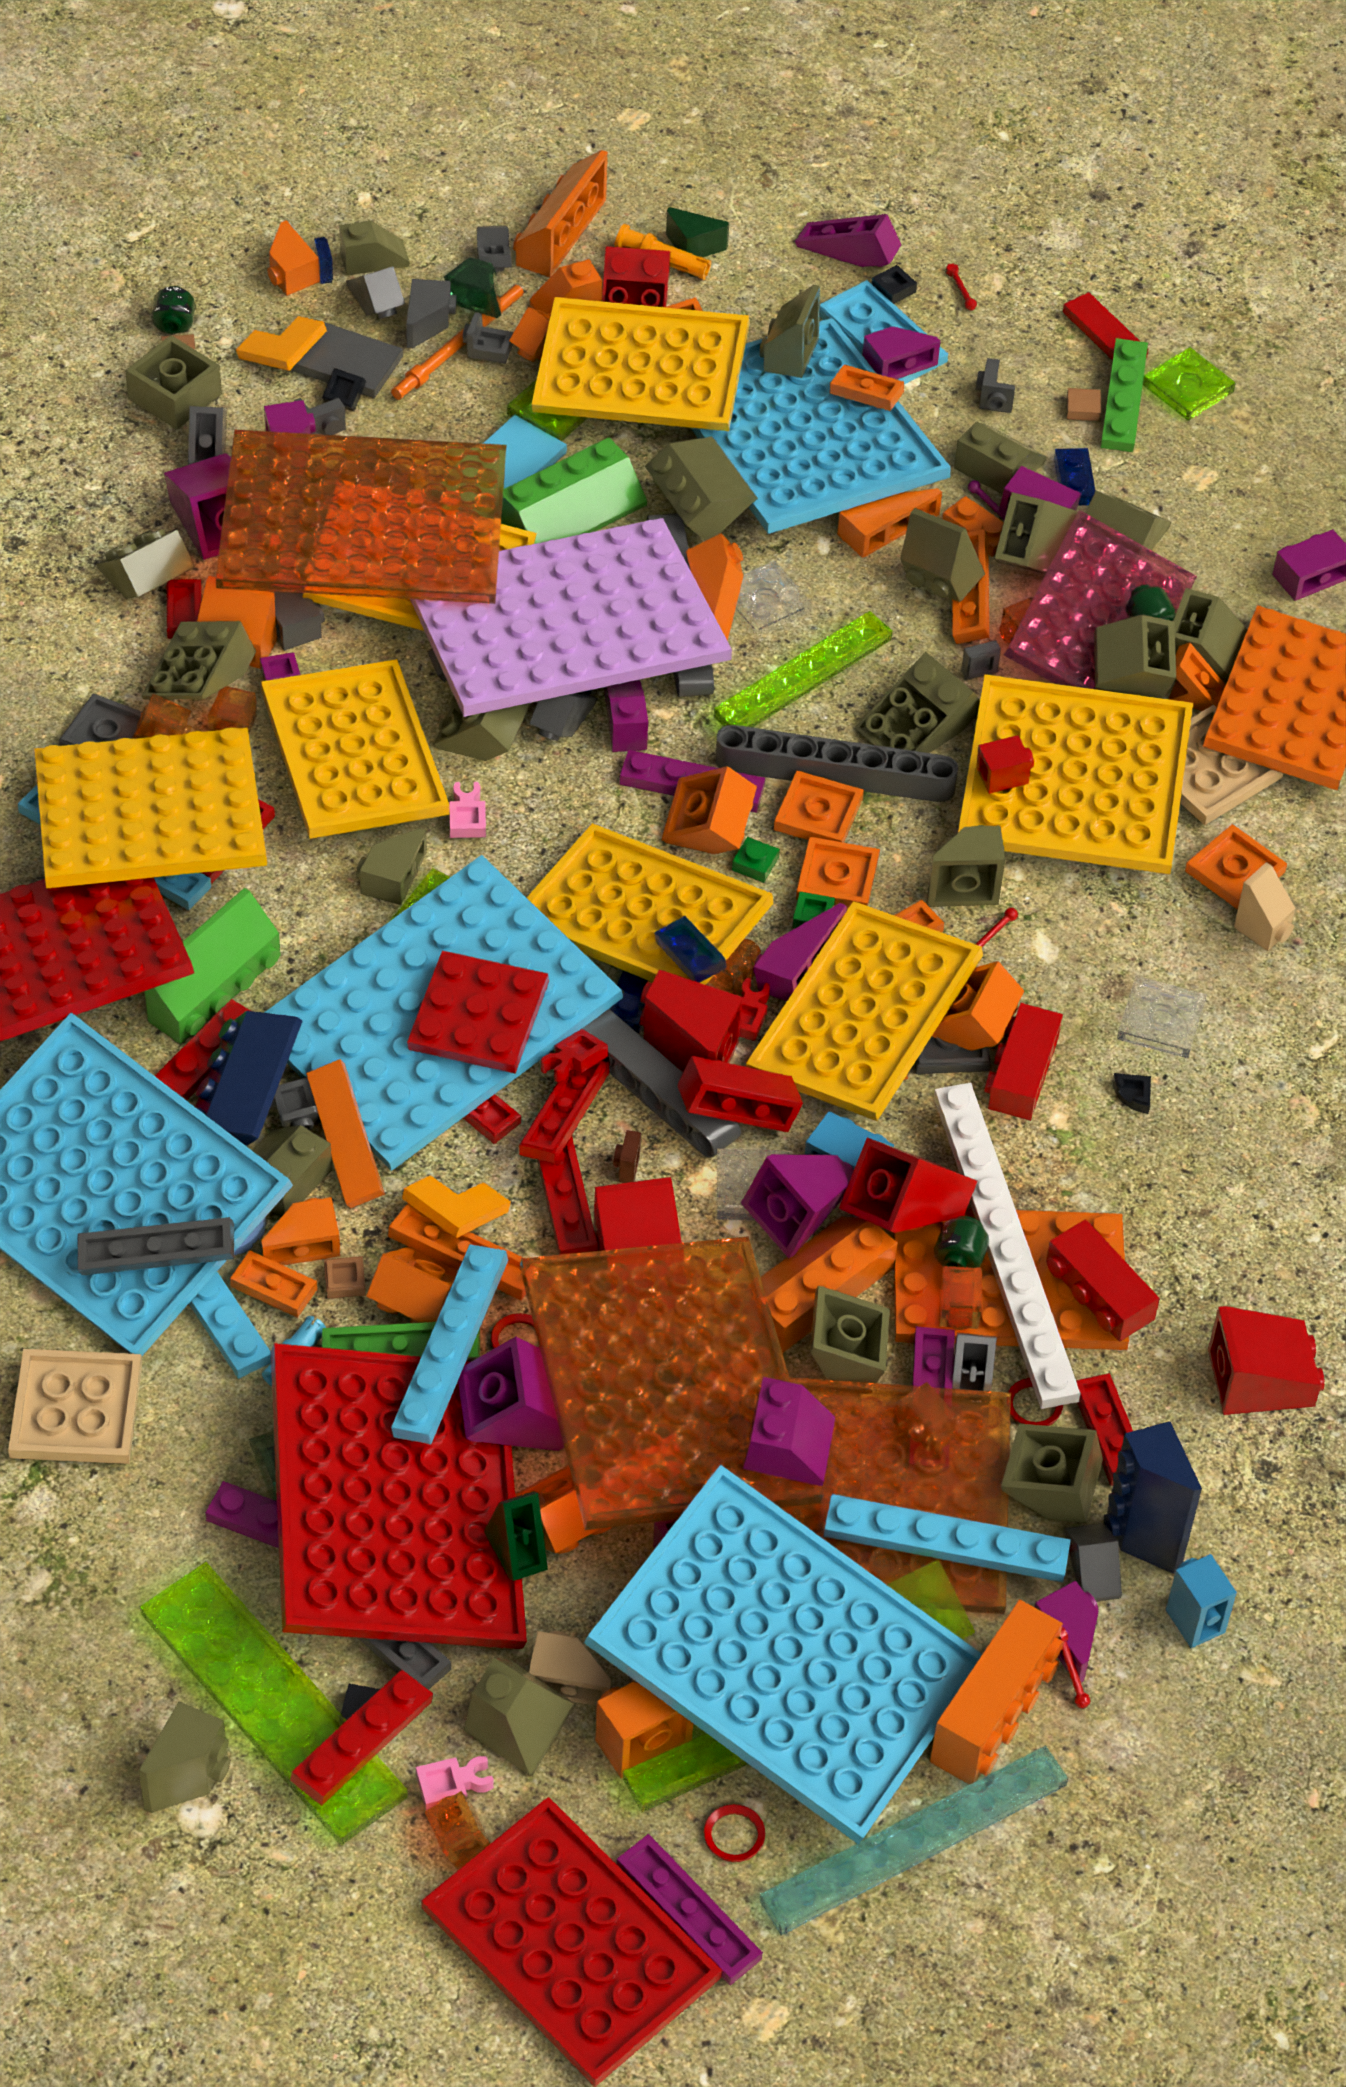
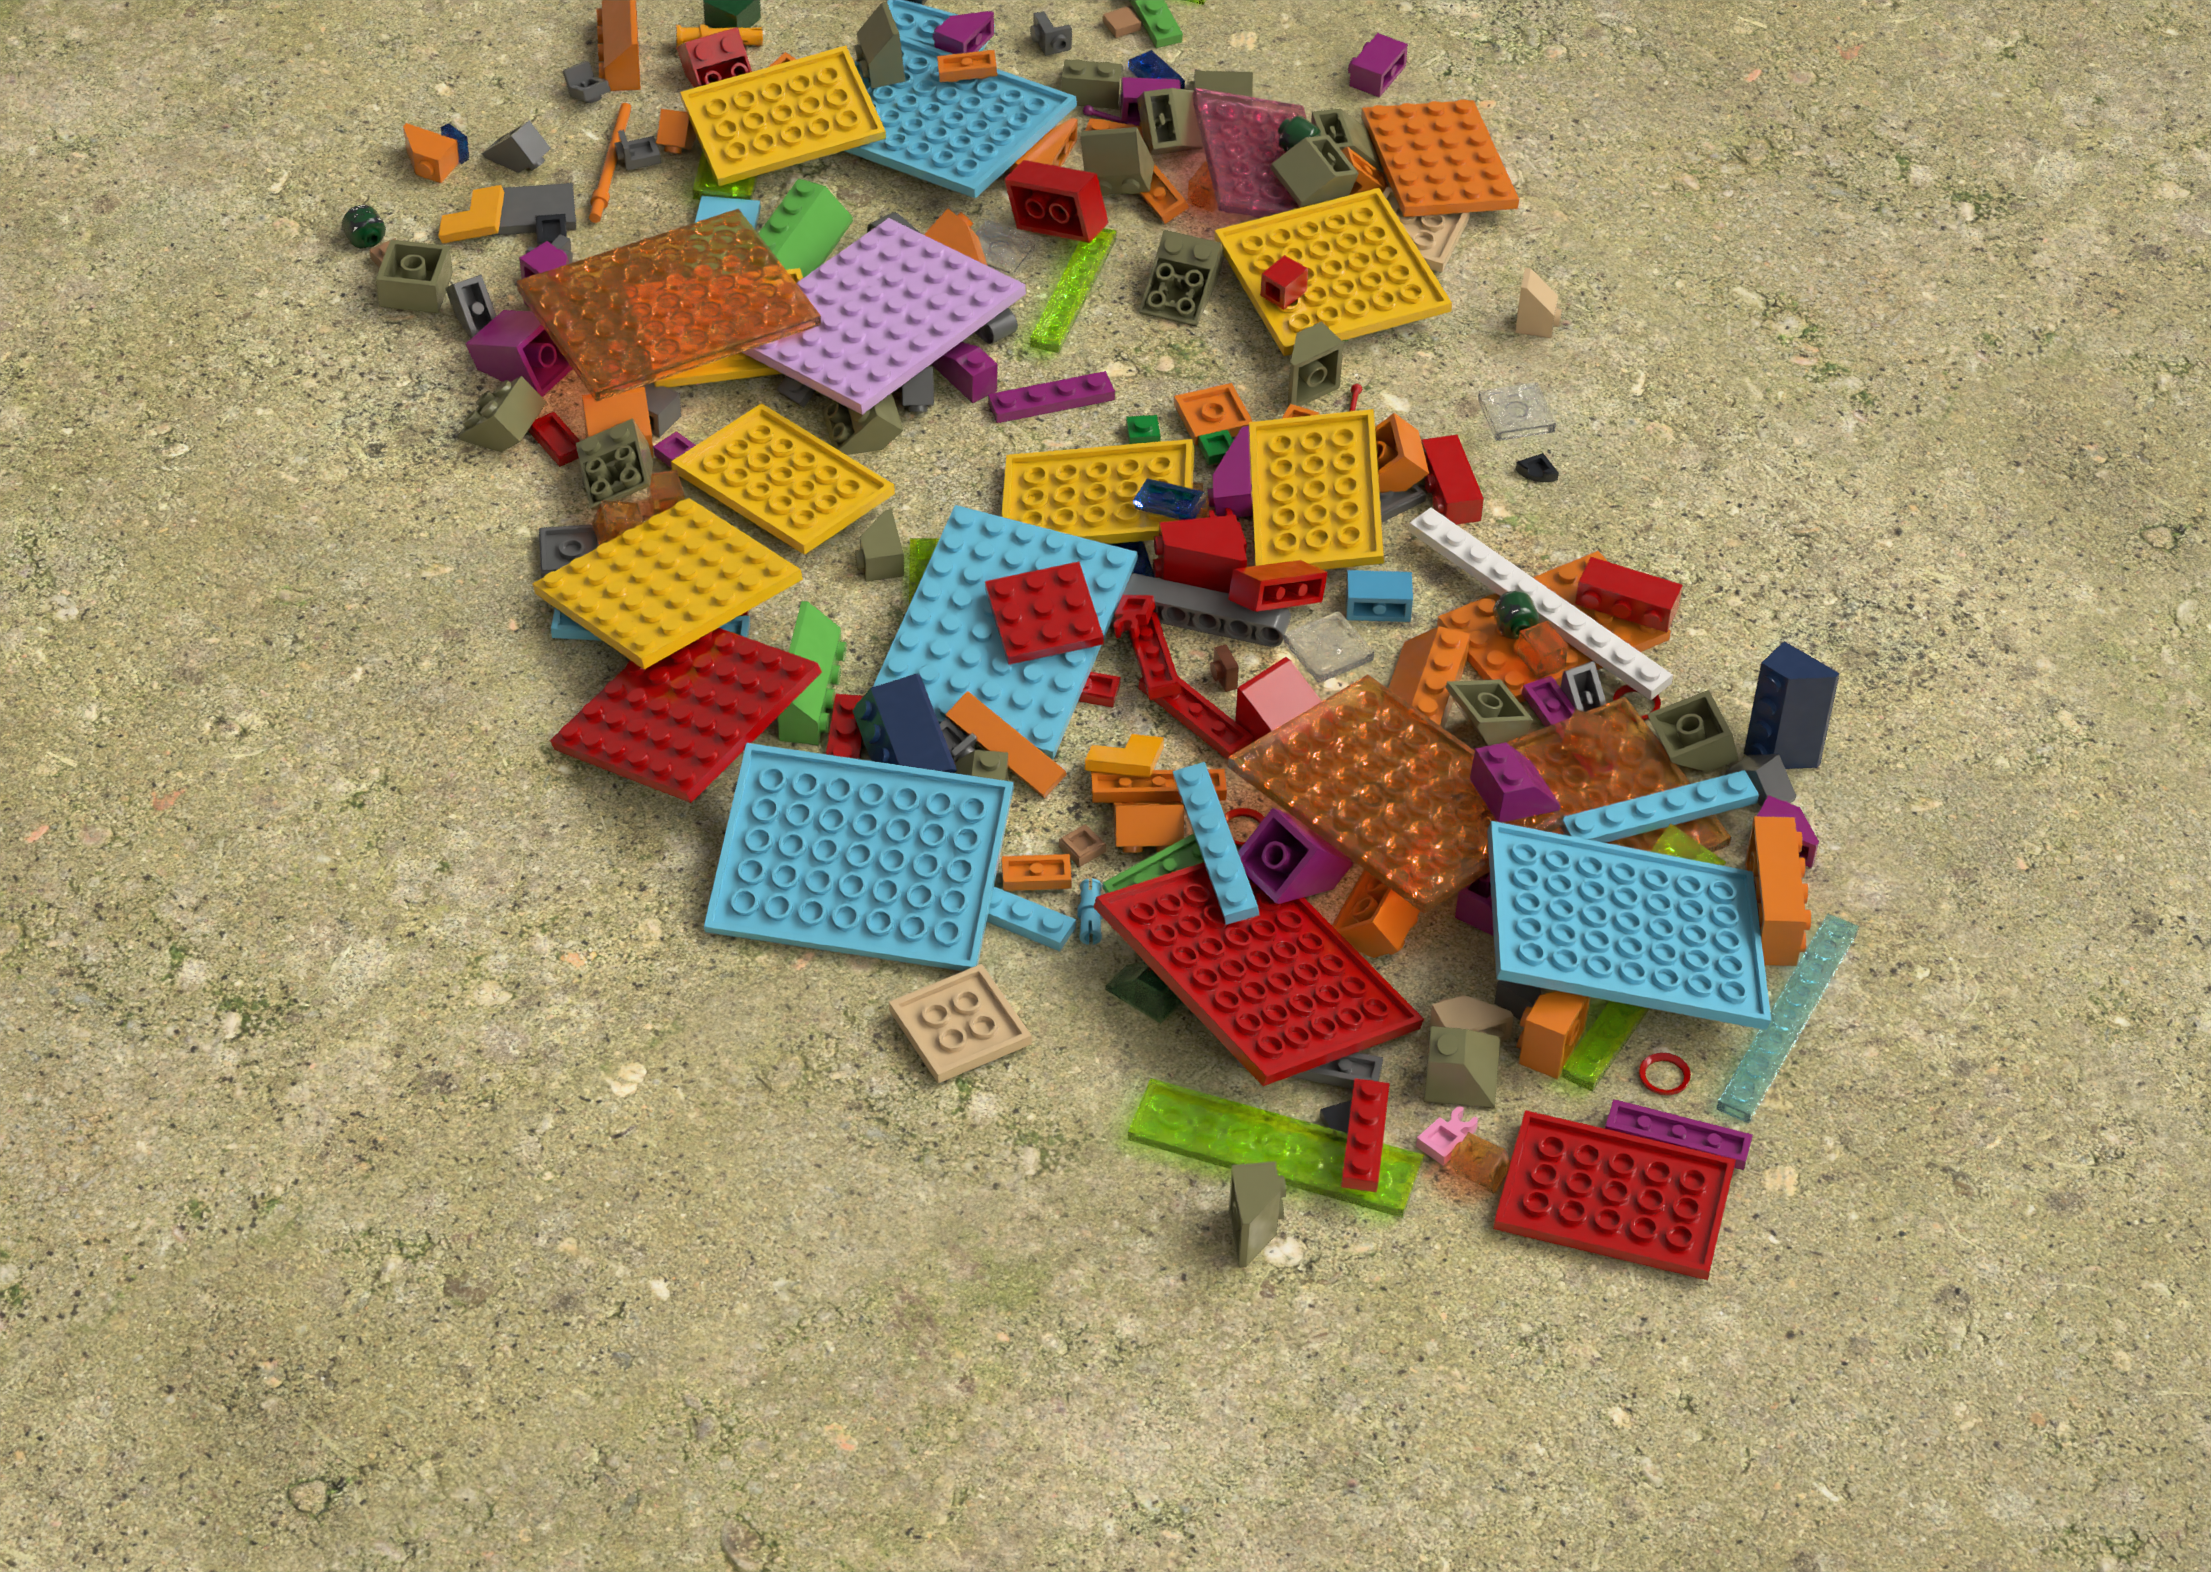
camera: 30 degrees left, 5 degrees down
(156, 1246) = (943, 877): dark grey plate -> none
(244, 1513) = (1150, 1035): magenta plate -> none
(304, 1233) = (1035, 824): orange slope -> none
(370, 248) = (484, 121): olive slope -> none
(428, 310) = (569, 146): dark grey slope -> none
(467, 813) = (908, 489): bright pink plate -> none
(476, 287) = (598, 115): clear green slope -> none
(518, 1536) = (1367, 948): dark green slope -> none
(569, 281) = (666, 89): orange slope -> none
(701, 484) = (896, 185): olive slope -> none
(710, 811) = (1088, 408): orange slope -> none
(796, 1196) = (1375, 637): magenta slope -> none
(818, 808) = (1161, 375): orange plate -> none
(844, 572) = (1056, 201): none -> red brick
(851, 763) = (1150, 338): dark grey beam -> none
(904, 1189) = (1448, 592): red slope -> none
(980, 660) = (1197, 222): dark grey tile -> none
(1081, 1699) = (1824, 873): red hinge -> none
(1105, 1414) = (1689, 683): red tile -> none
(1200, 1600) = (1859, 767): dark azure brick -> none
(1230, 862) = (1488, 289): orange plate -> none
(1263, 1362) = (1771, 602): red slope -> none

